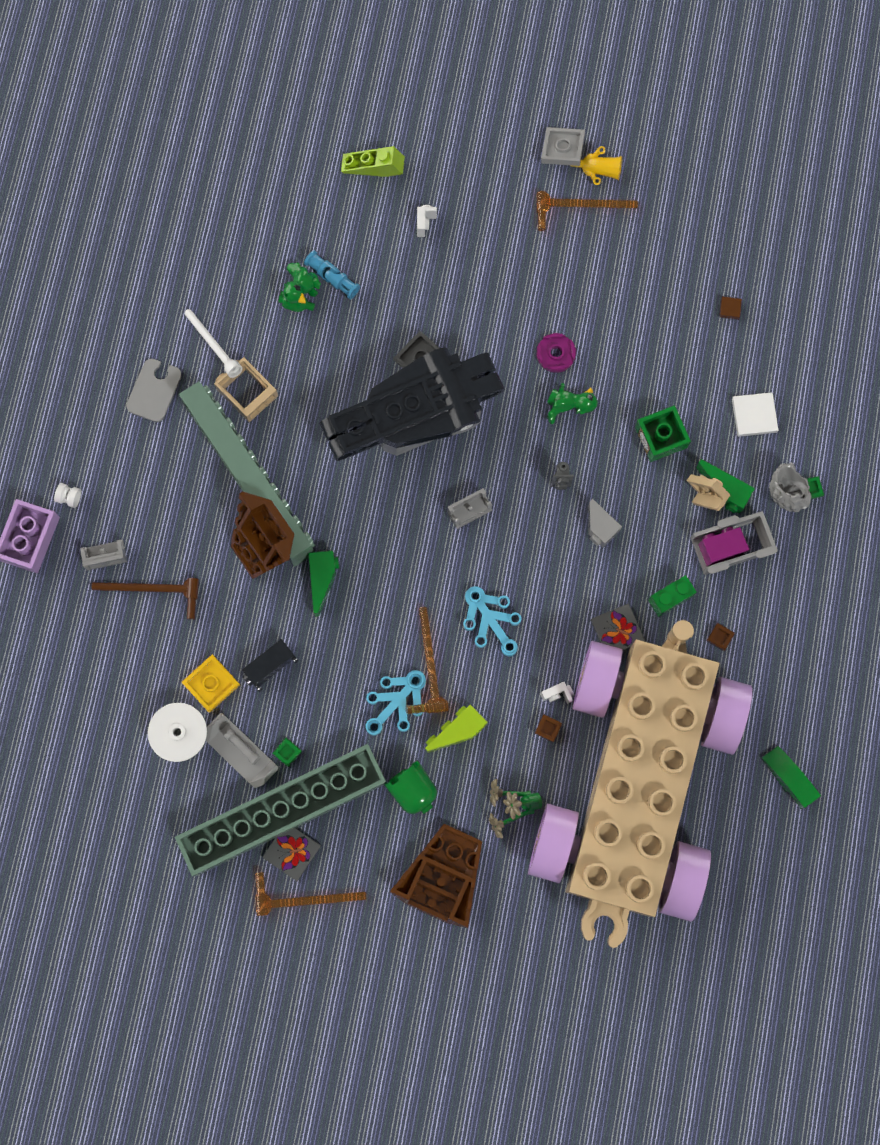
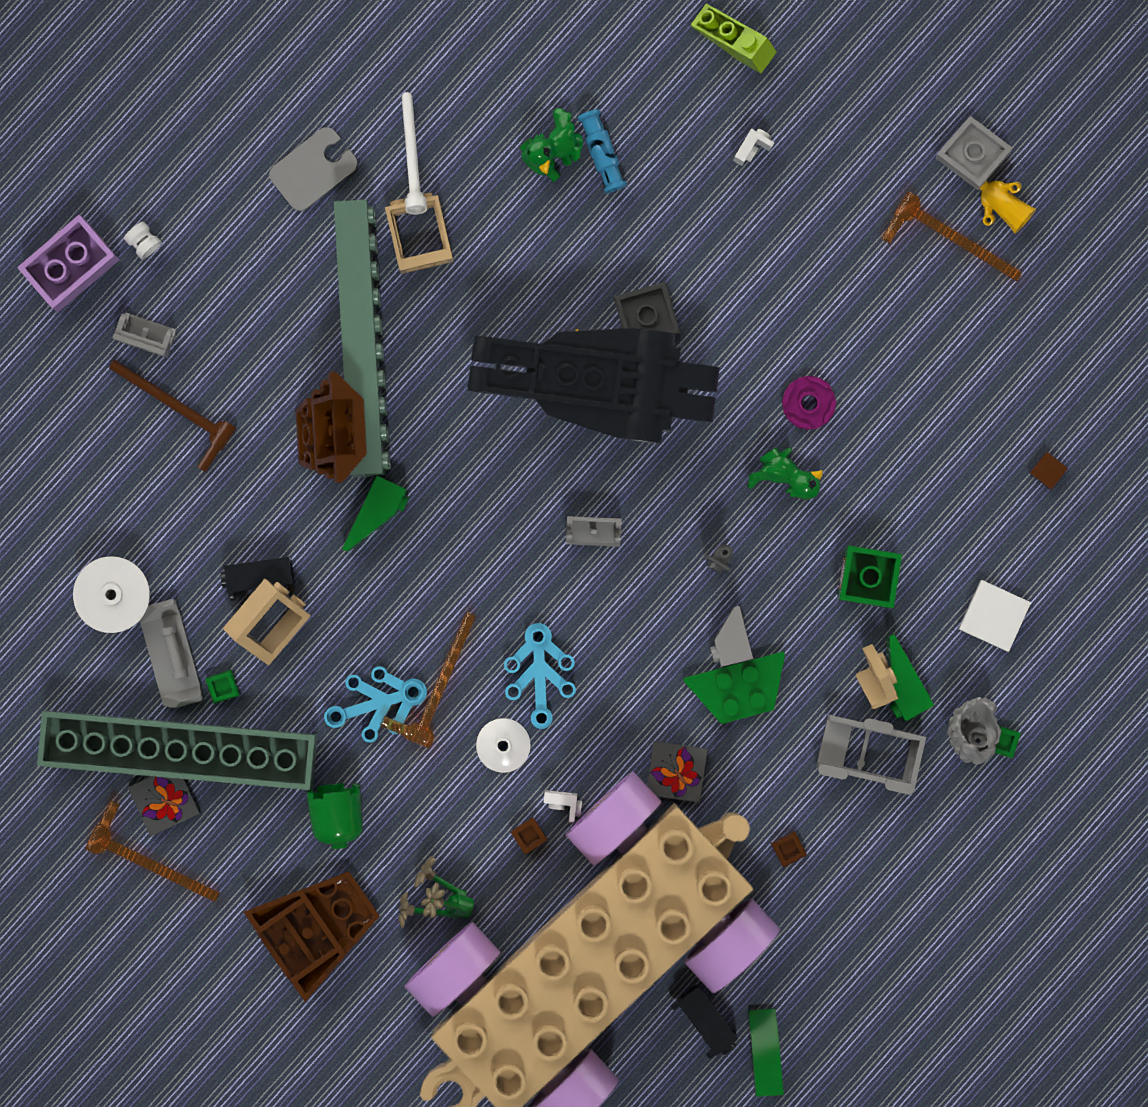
camera: 35 degrees right, 10 degrees up
(210, 683) = (182, 557): yellow tile -> none
(278, 687) = (254, 610): none -> tan window
(461, 729) = (432, 779): lime slope -> none
(487, 688) = (508, 731): none -> white dish
(624, 553) = (740, 688): none -> green wing
(672, 596) = (761, 771): green piece -> none
(723, 546) = (856, 750): magenta piece -> none
(739, 779) = (707, 1021): none -> black brick

